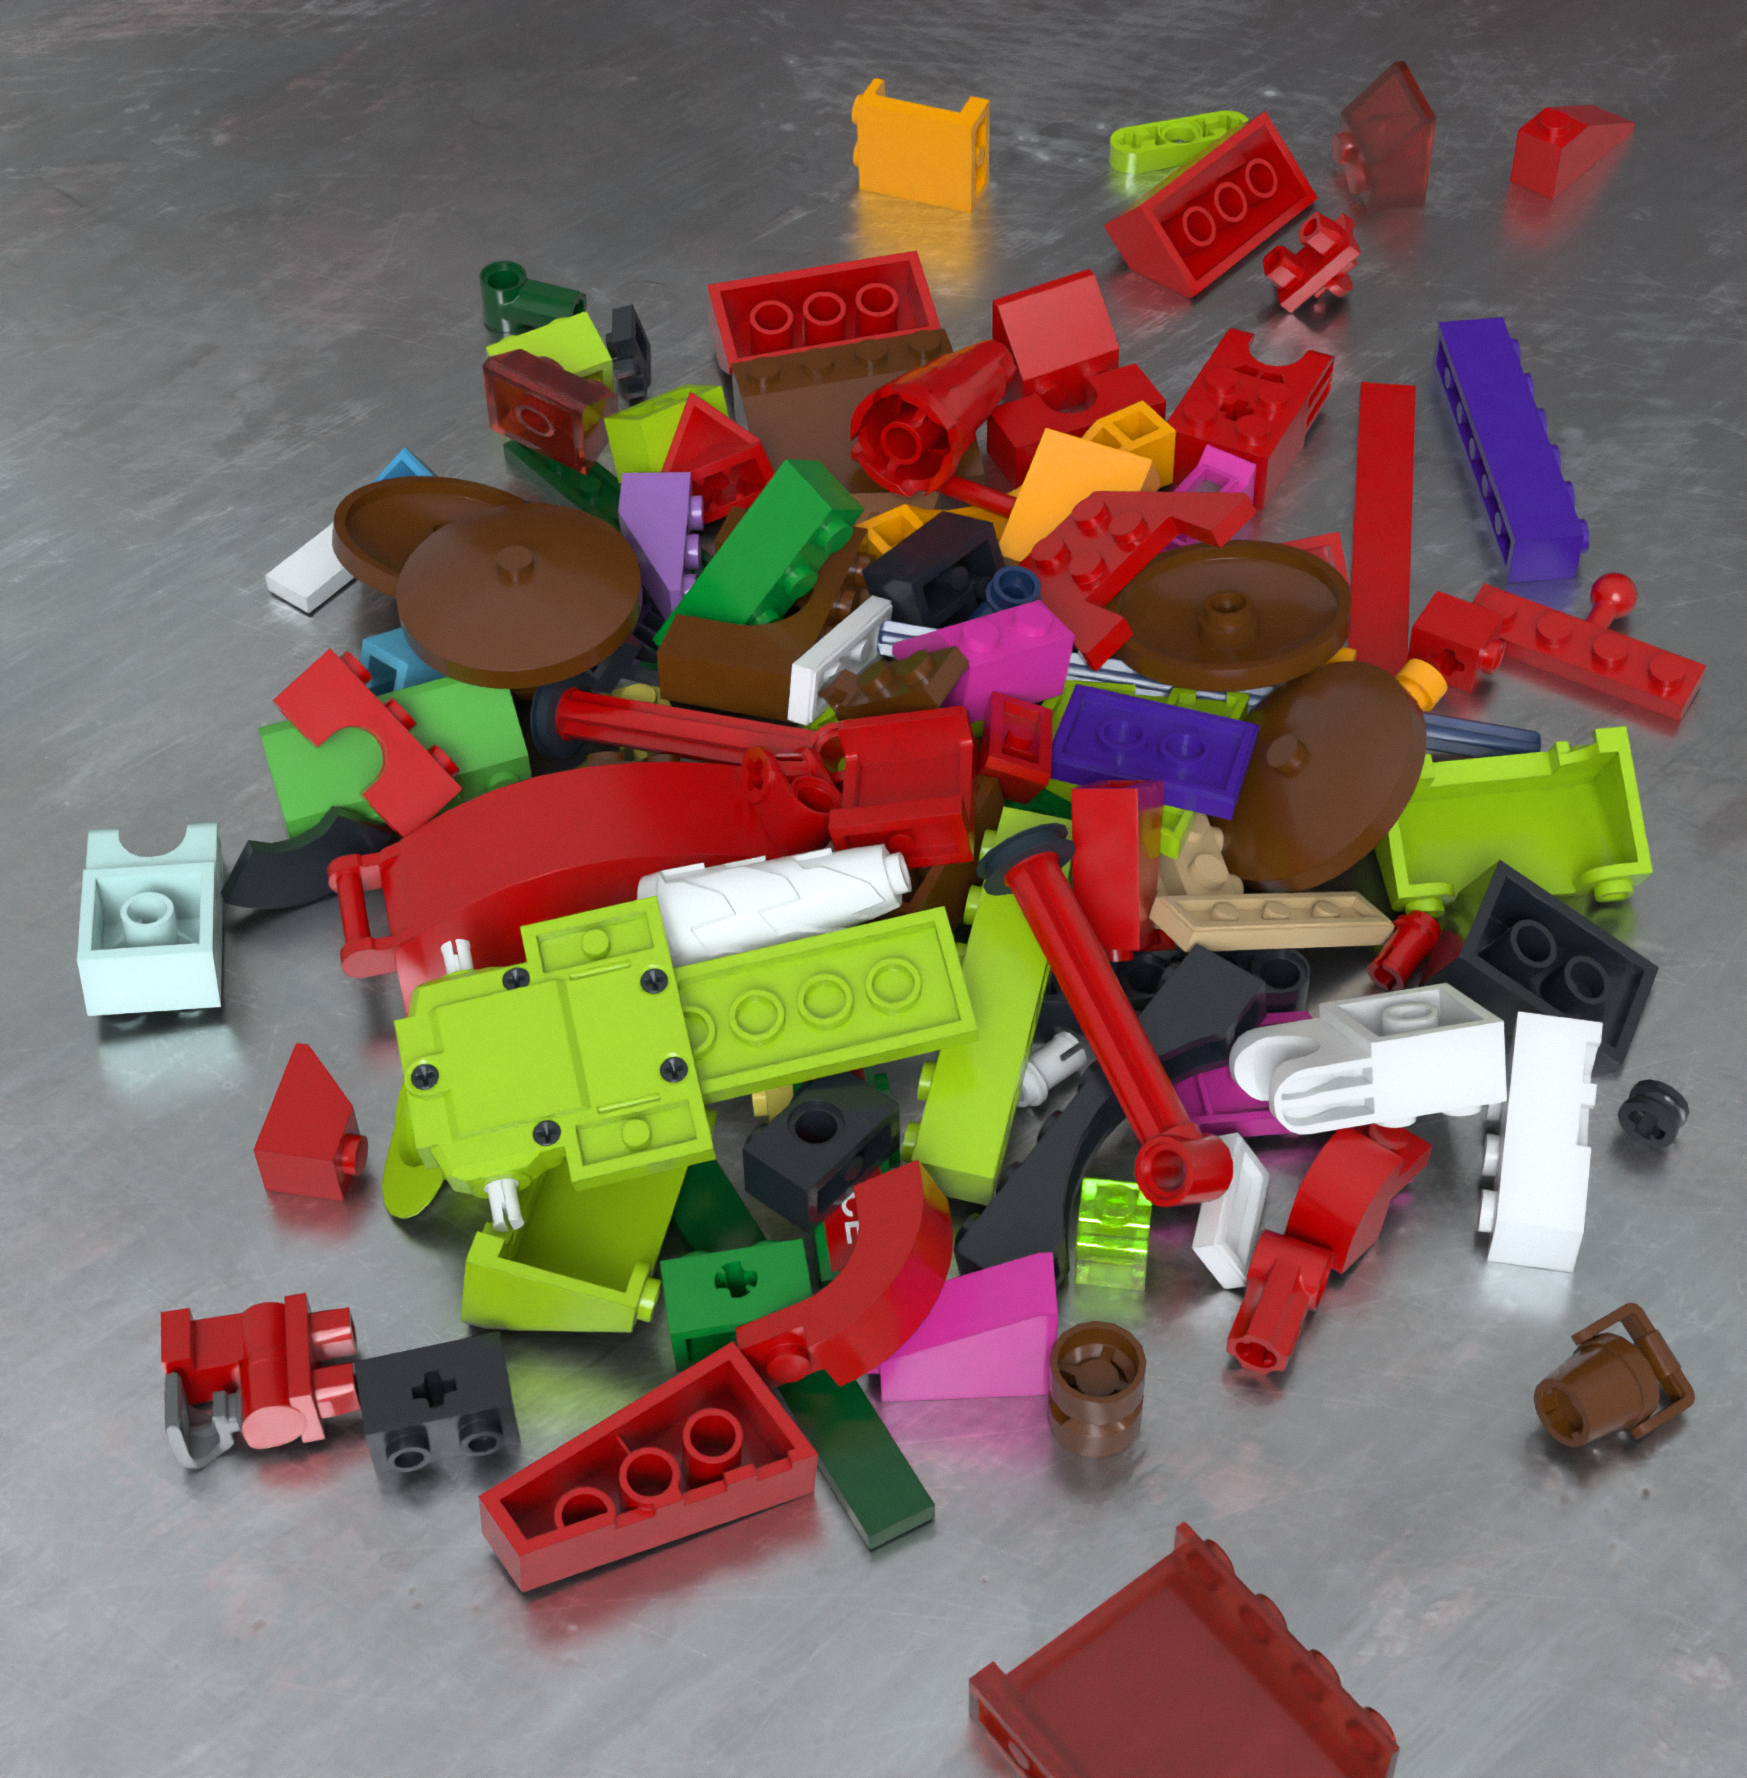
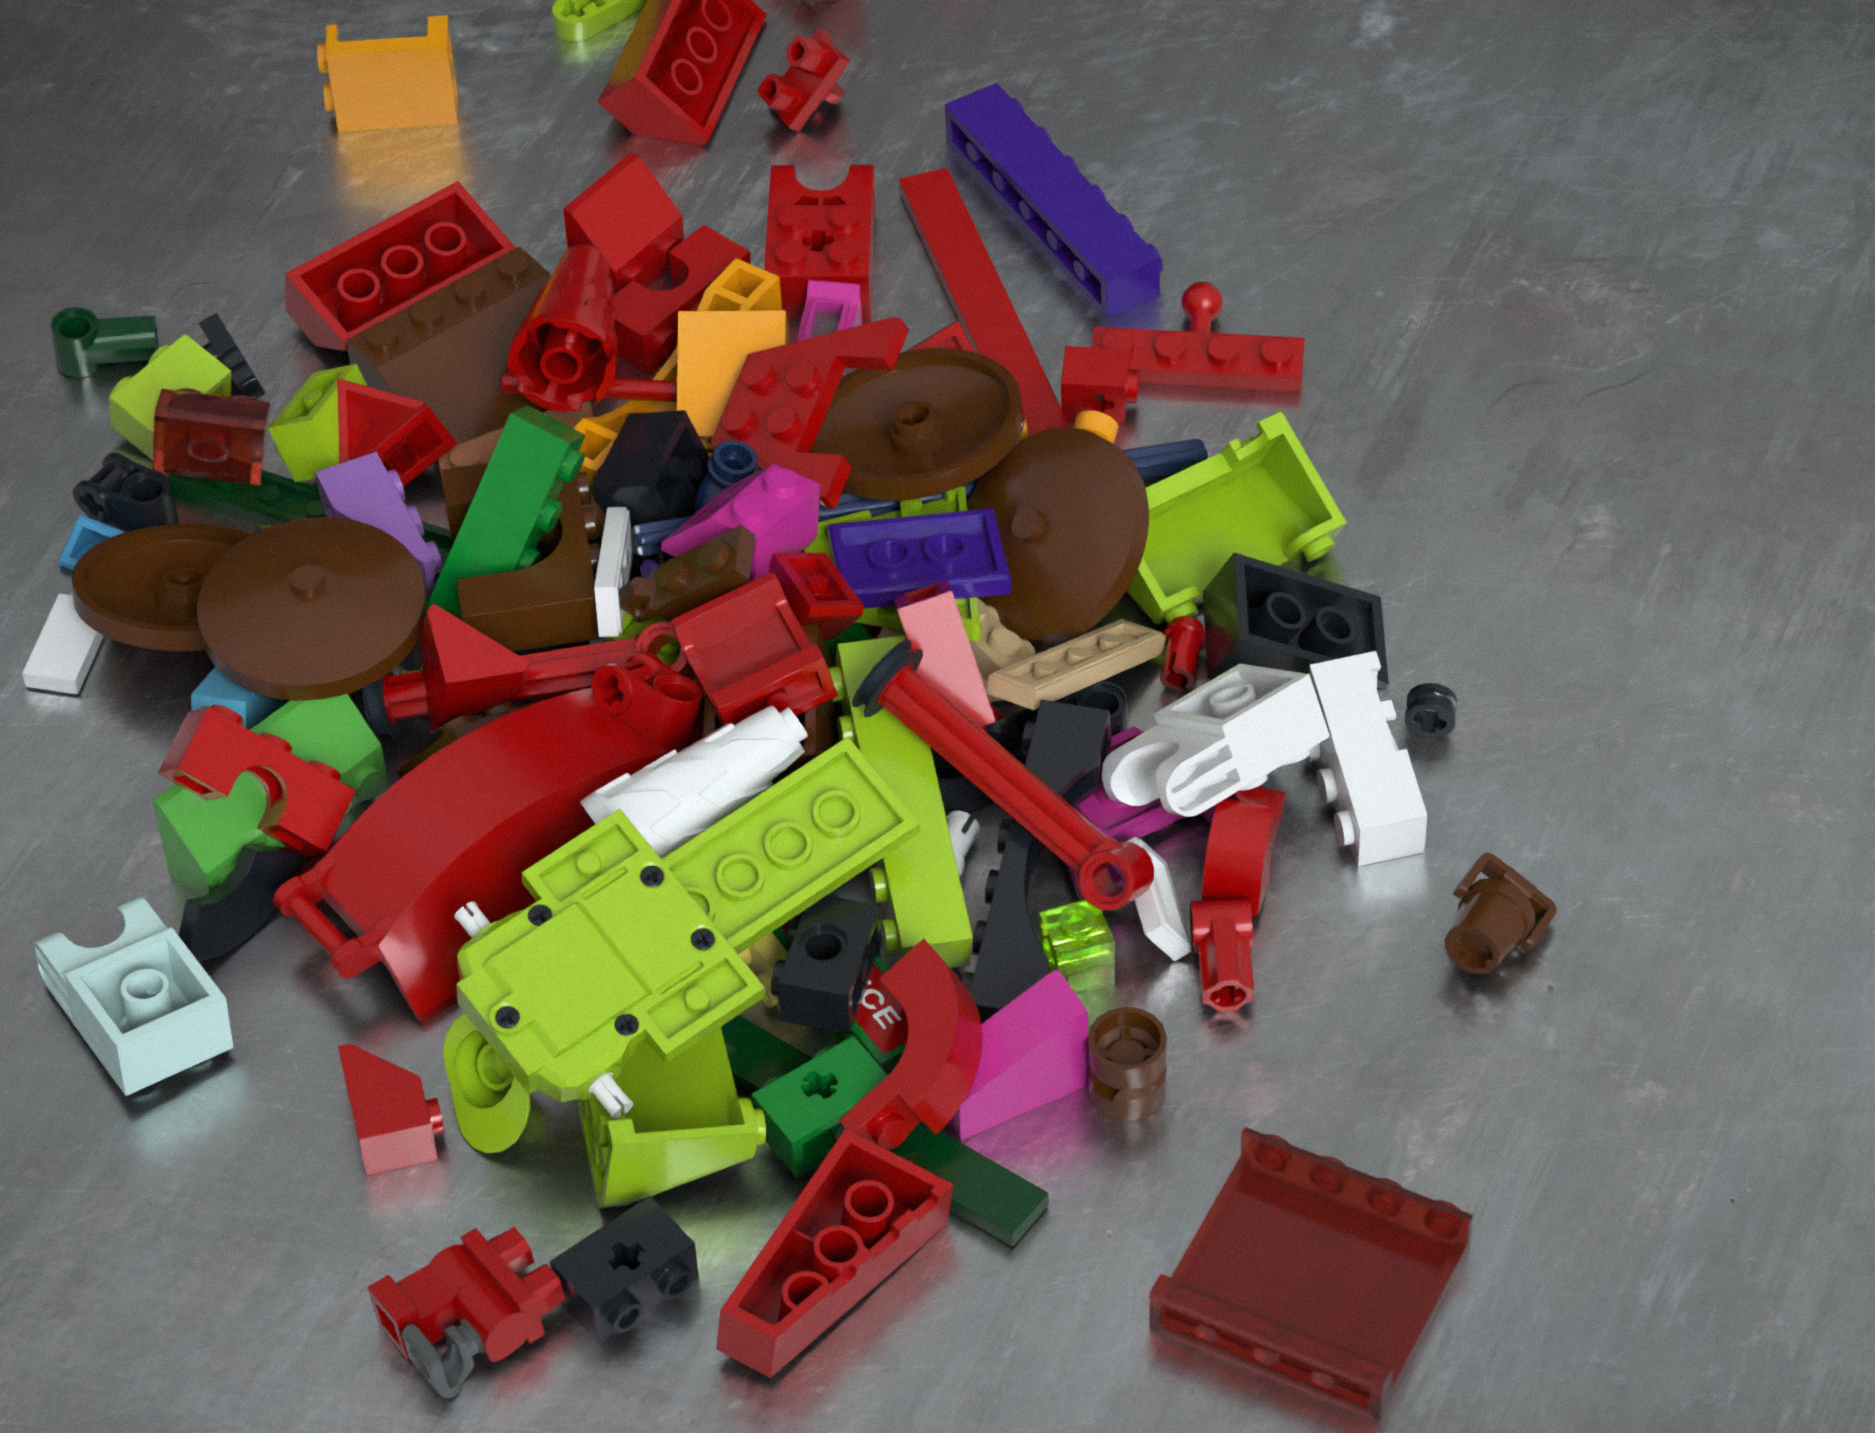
camera: 25 degrees left, 0 degrees up
(460, 445) = (127, 495): none -> black piece
(633, 706) = (465, 669): none -> red slope

